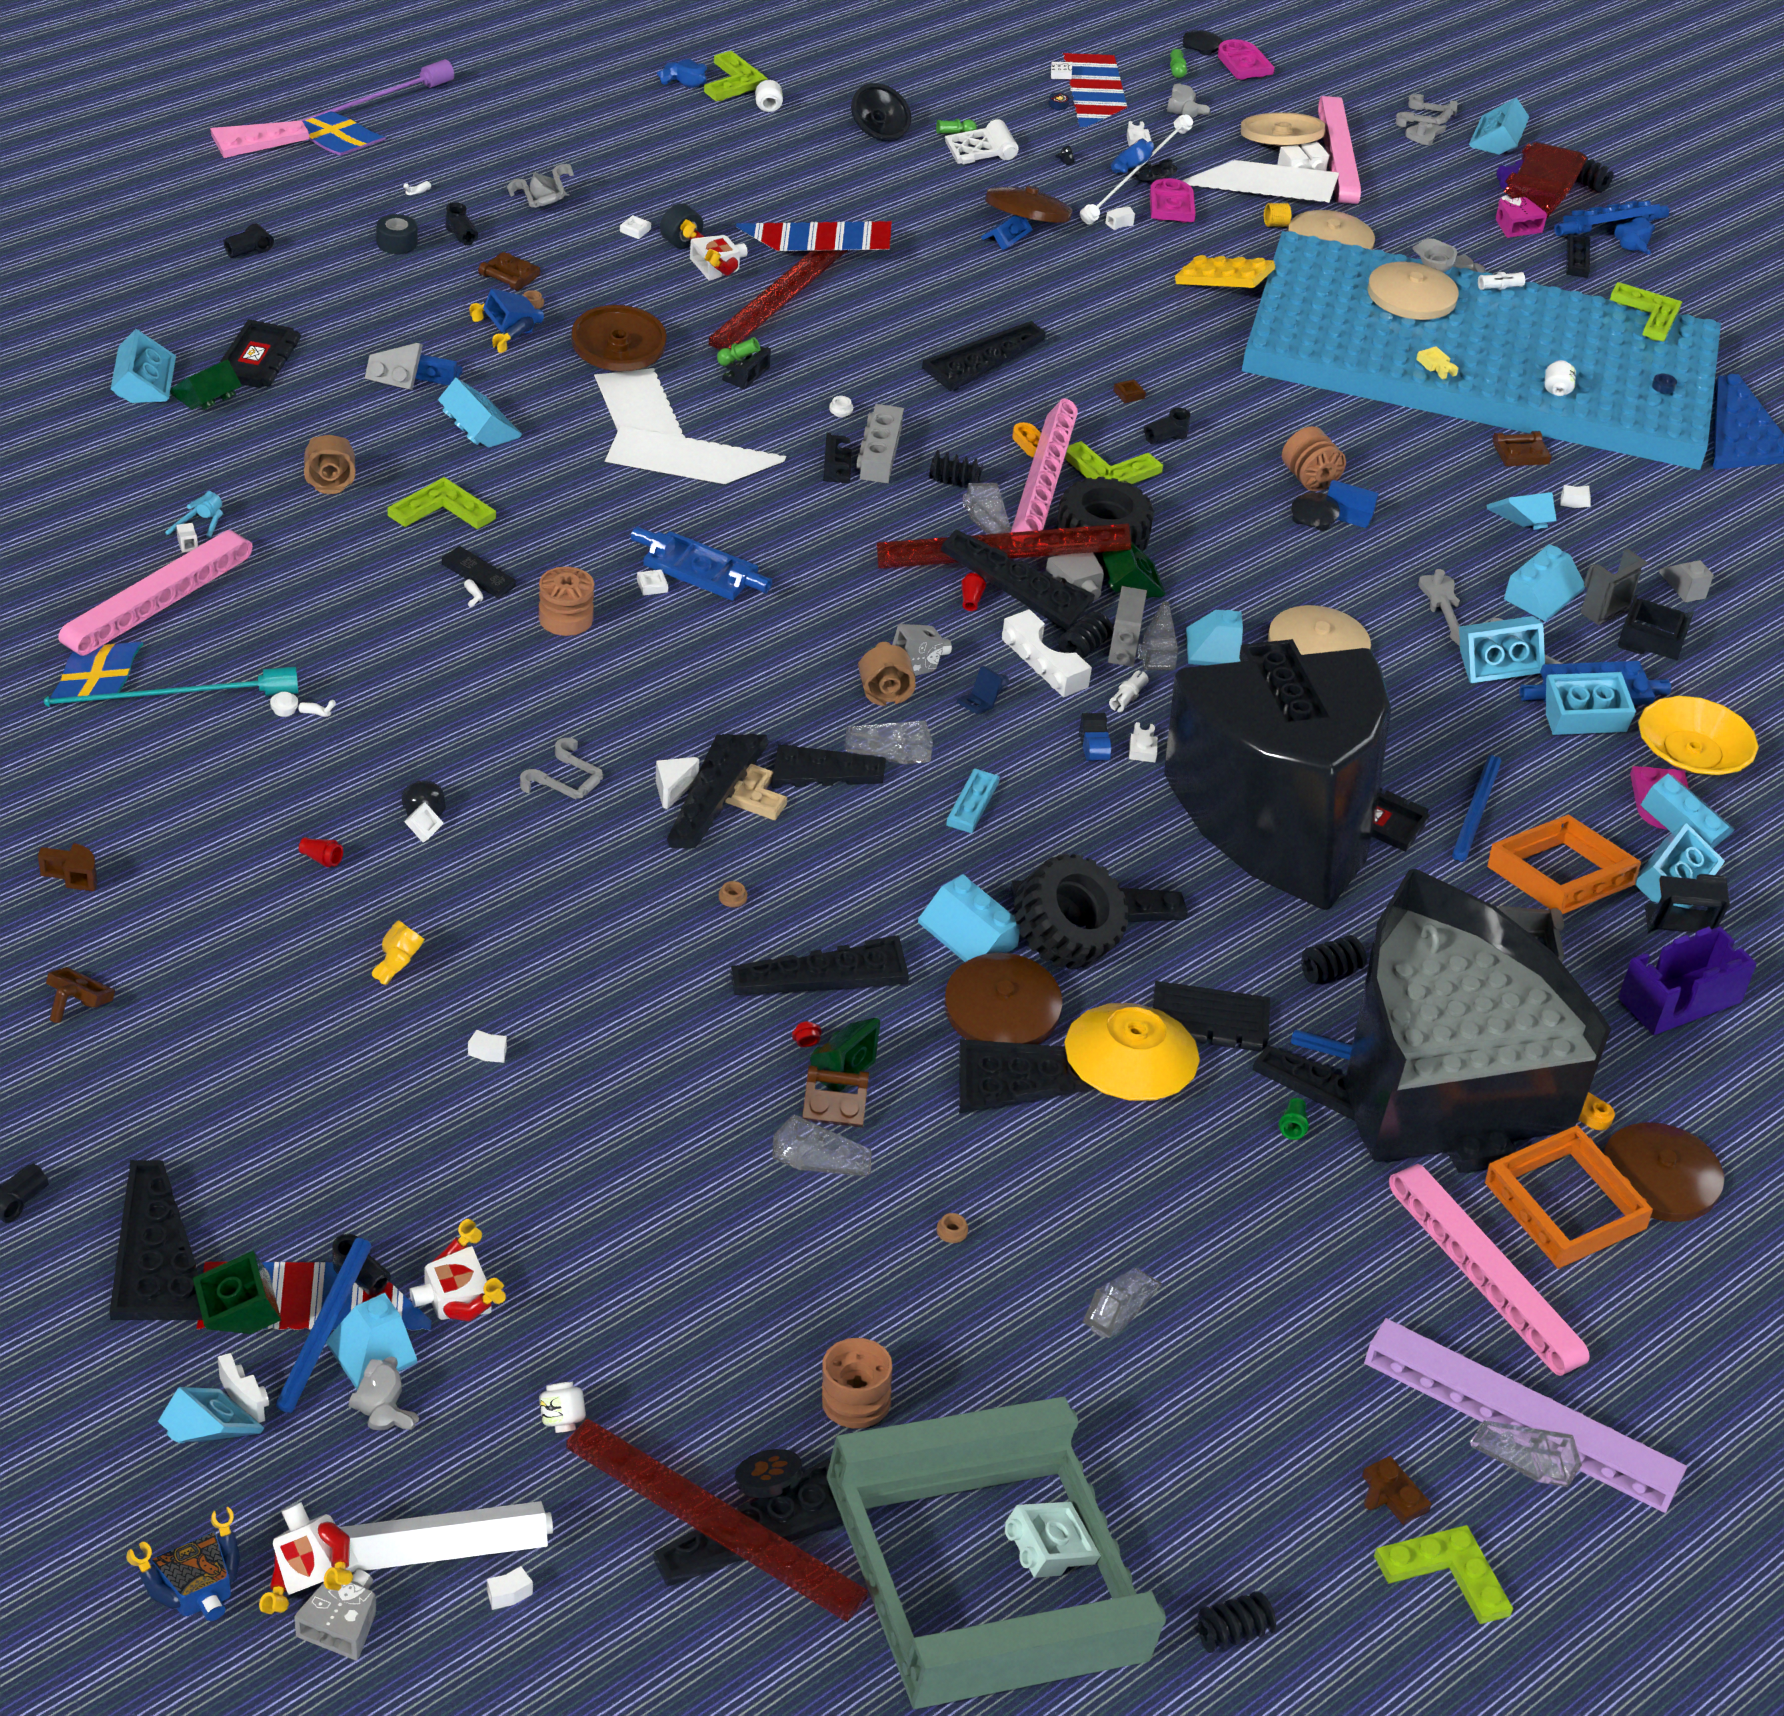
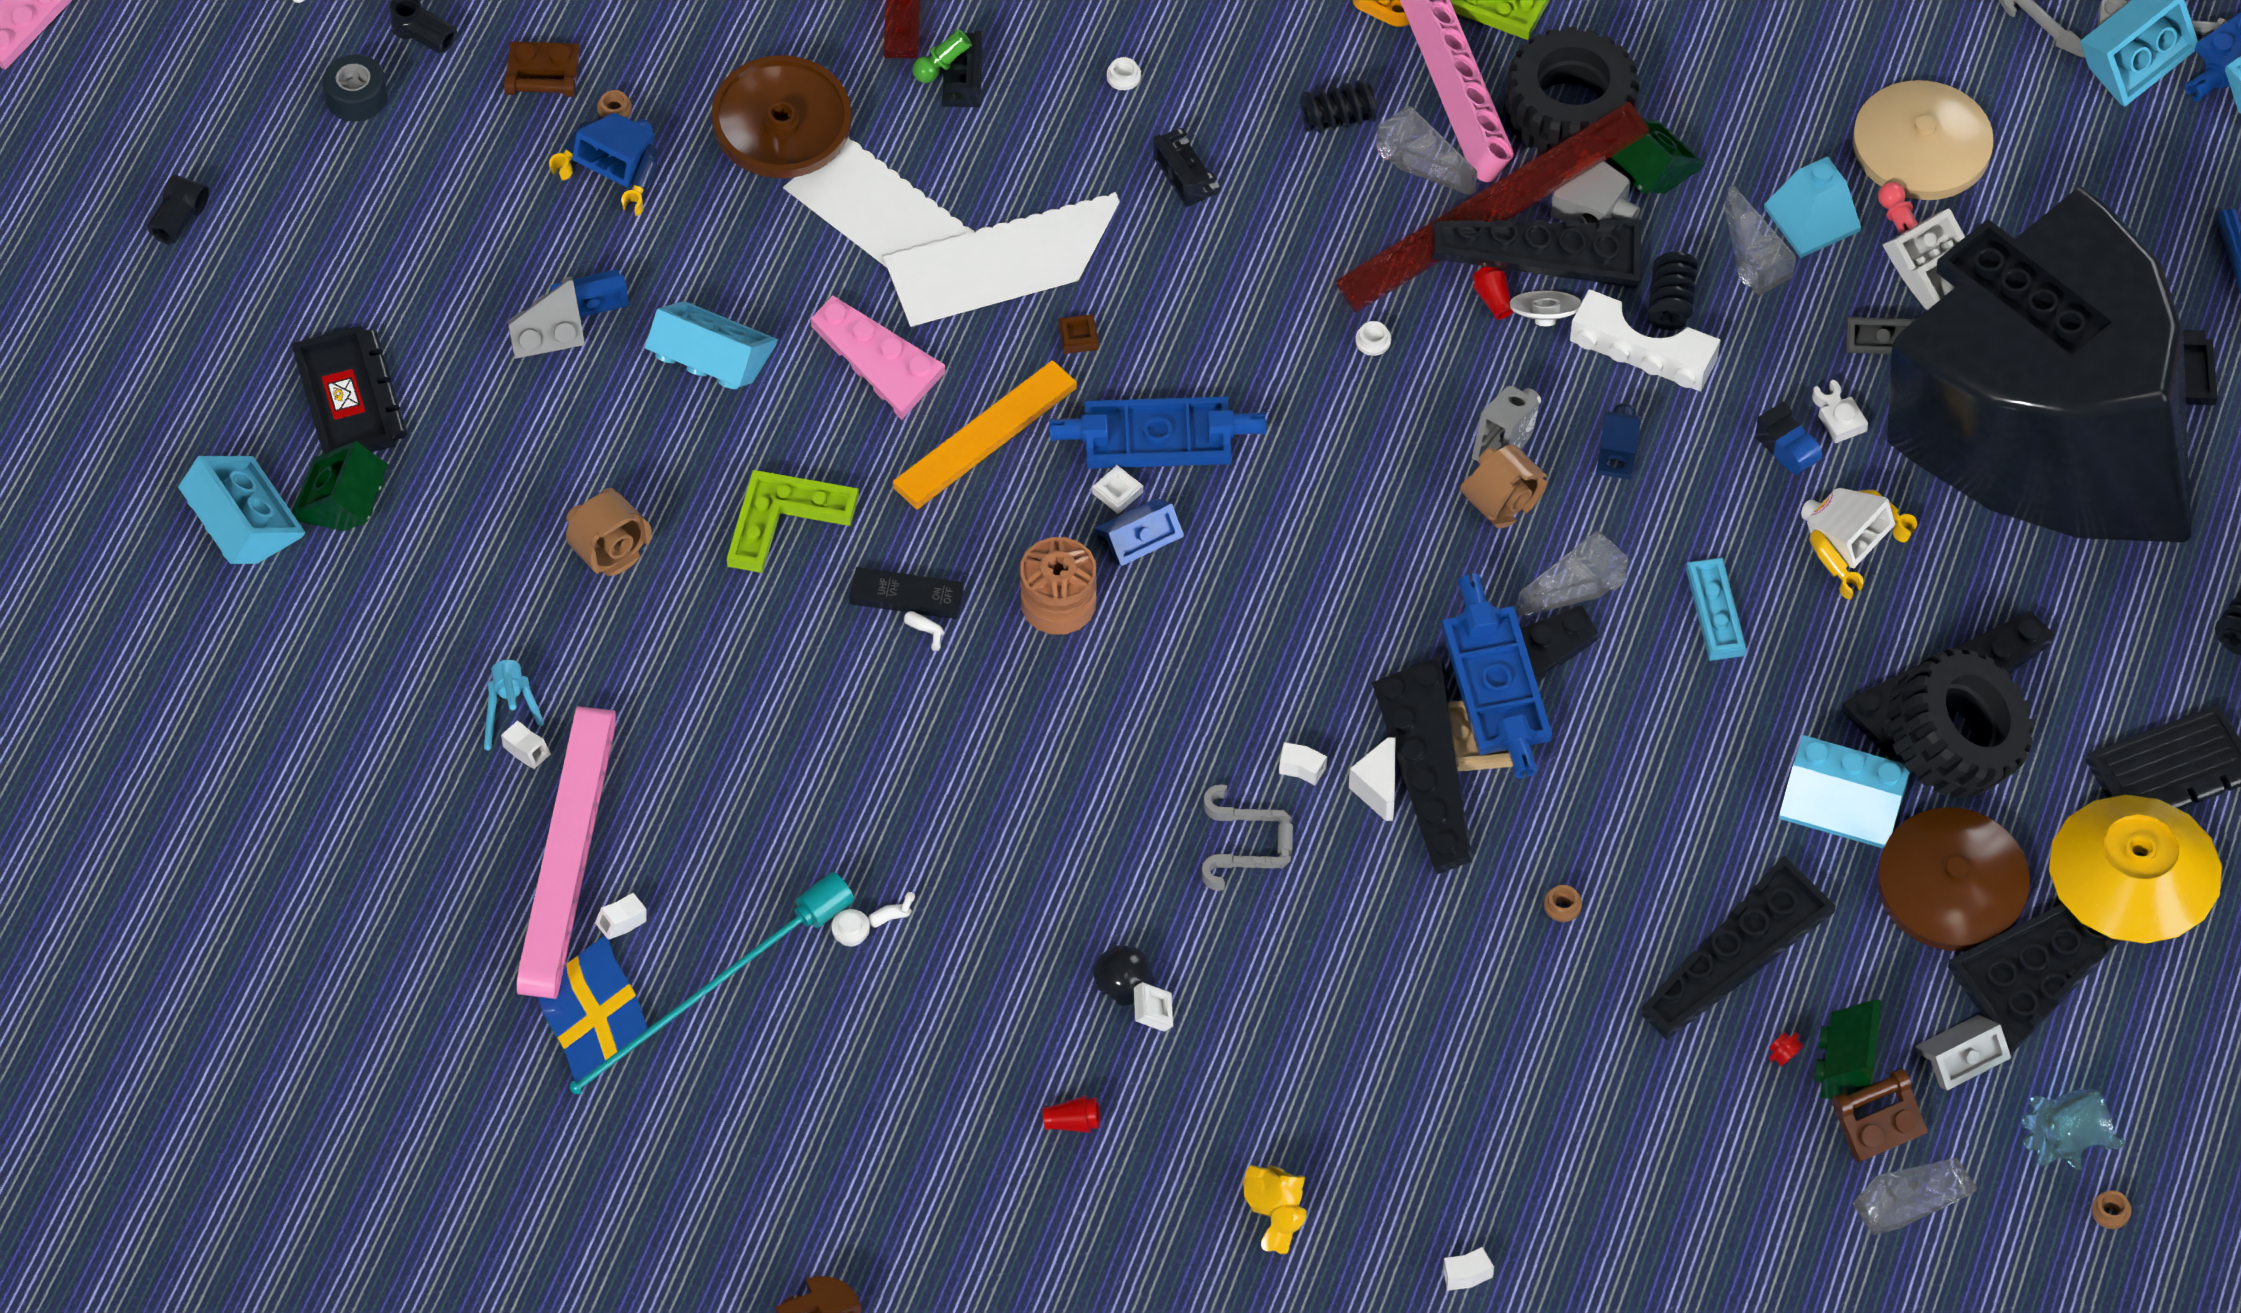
camera: 25 degrees left, 15 degrees up
(156, 636) = (621, 916): none -> white piece
(572, 465) = (888, 362): none -> bright pink wing
(597, 524) = (984, 434): none -> light orange tile
(635, 752) = (1302, 762): none -> white piece
(645, 604) = (1141, 530): none -> panel
(699, 505) = (1078, 334): none -> reddish brown tile
(791, 760) = (1496, 678): none -> blue plate
(876, 581) = (1373, 338): none -> white plate
(880, 443) = (1218, 110): light grey brick -> none
(928, 1096) = (1965, 1051): none -> light grey panel
(957, 1162) = (2069, 1127): none -> clear light blue piece
(994, 612) = (1545, 306): none -> white dish
(1095, 793) = (1849, 527): none -> torso
(1127, 626) = (1710, 239): light grey slope -> none
(1128, 691) = (1771, 343): white pin -> none

